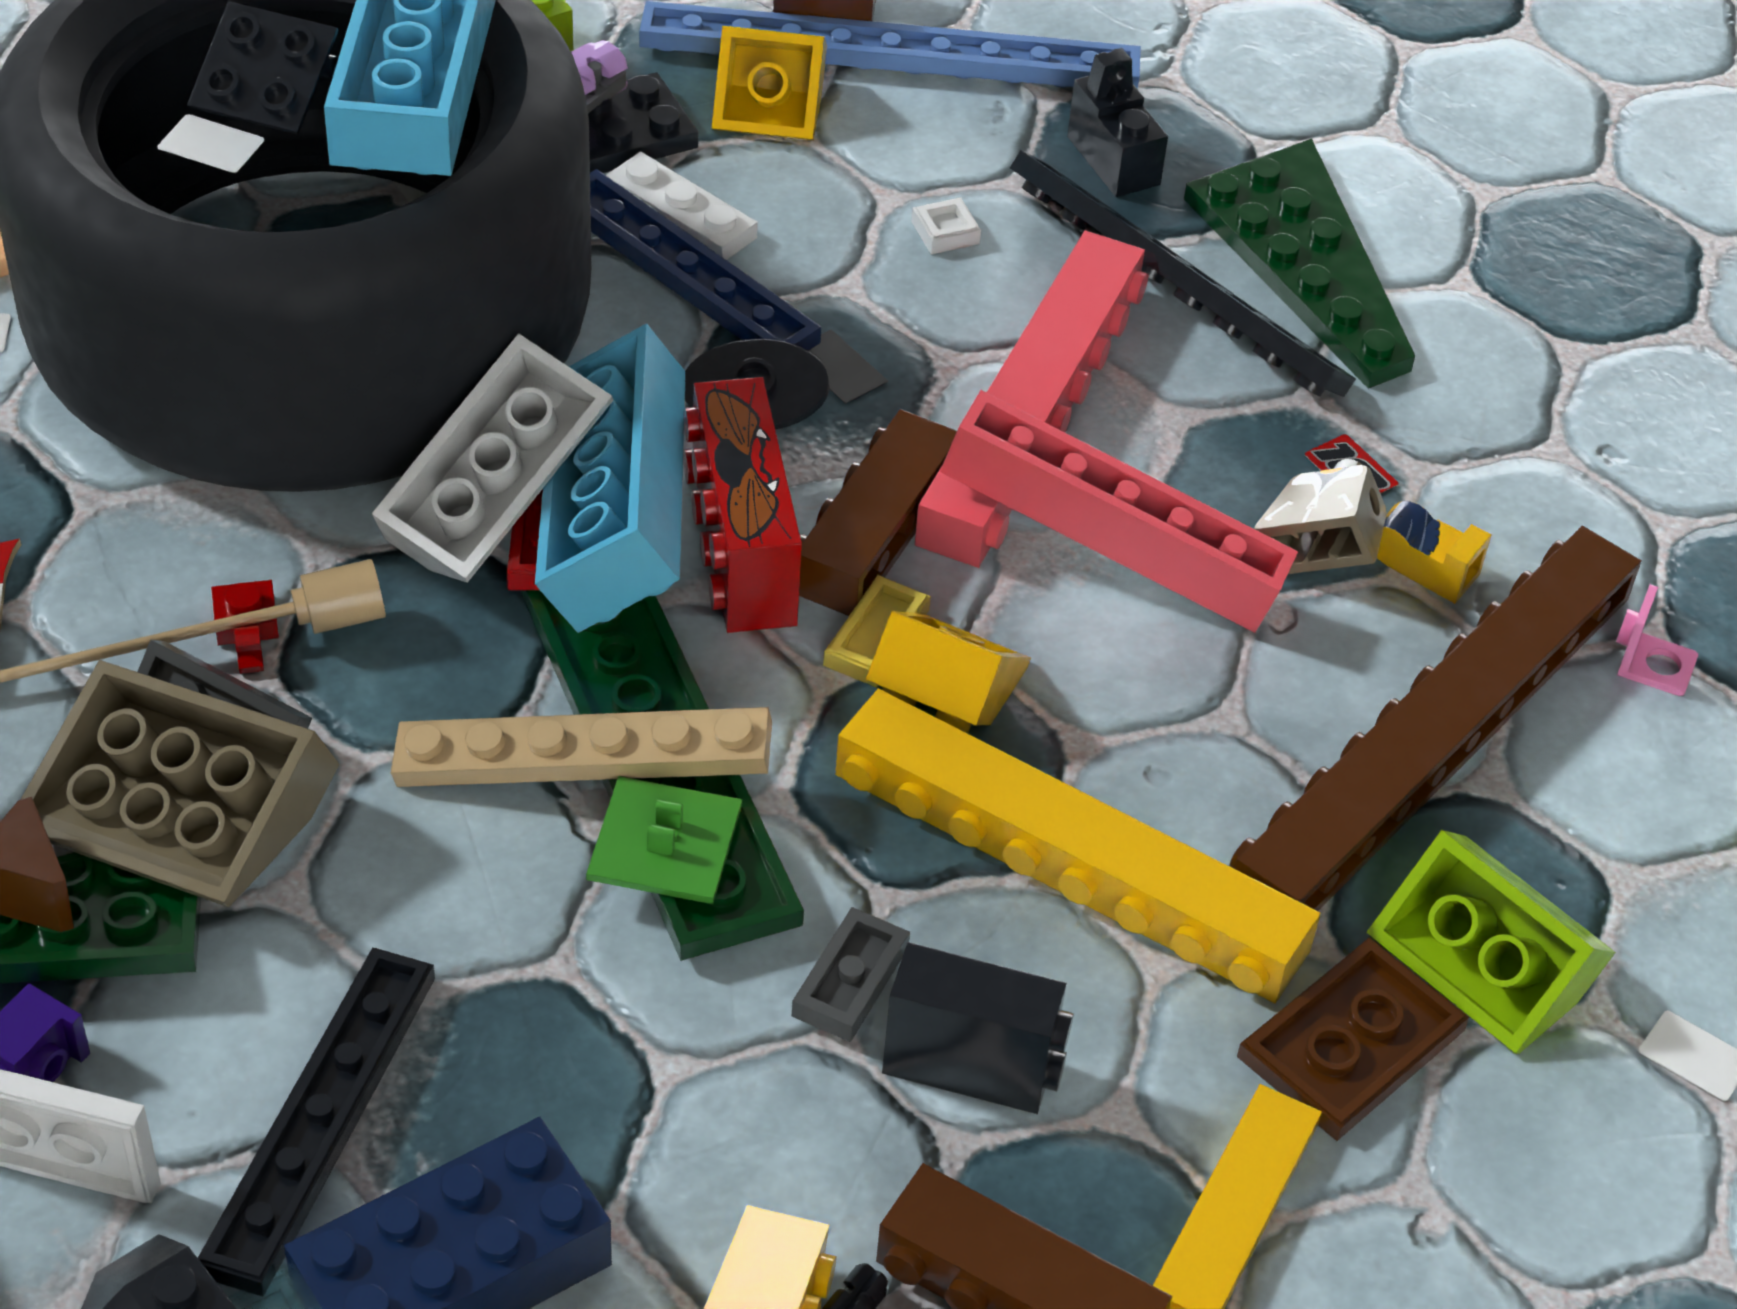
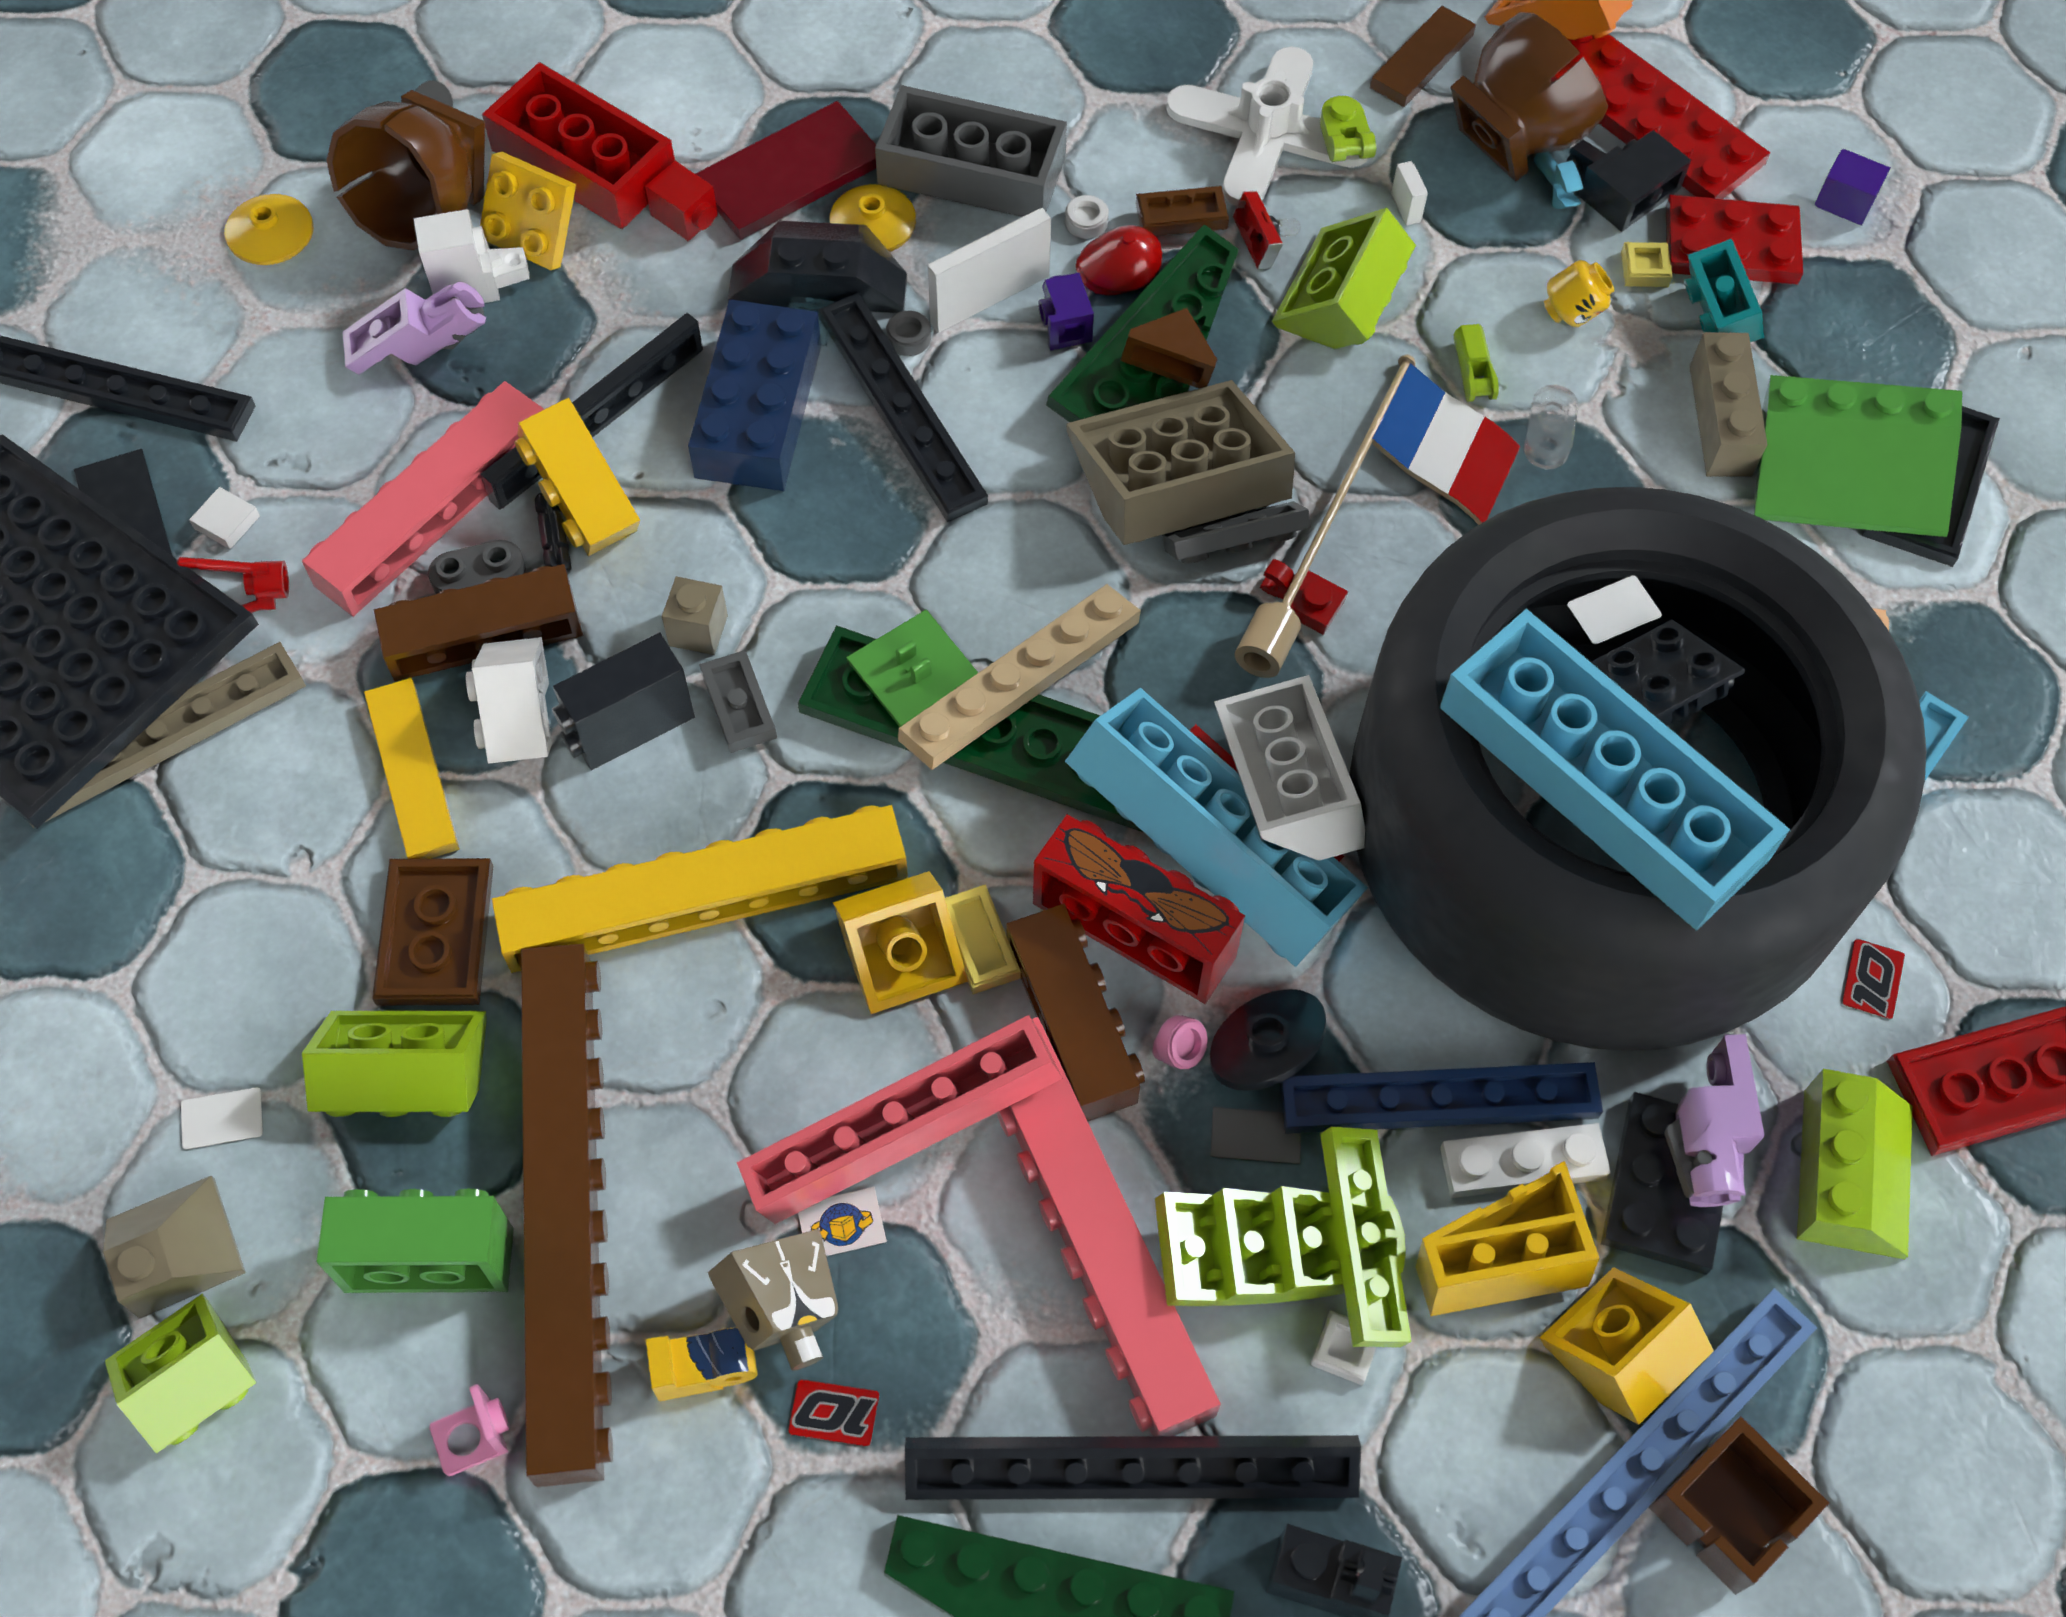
camera: 135 degrees right, 15 degrees up
(193, 1199) = (909, 333): none -> dark grey tile
(774, 158) = (1511, 1249): none -> yellow wedge
(801, 1076) = (695, 615): none -> dark tan brick
(821, 430) = (1180, 1042): none -> bright pink tile
(914, 264) = (1296, 1243): none -> lime slope
(1066, 1141) = (510, 691): none -> white brick
(1602, 761) = (416, 1242): none -> bright green brick

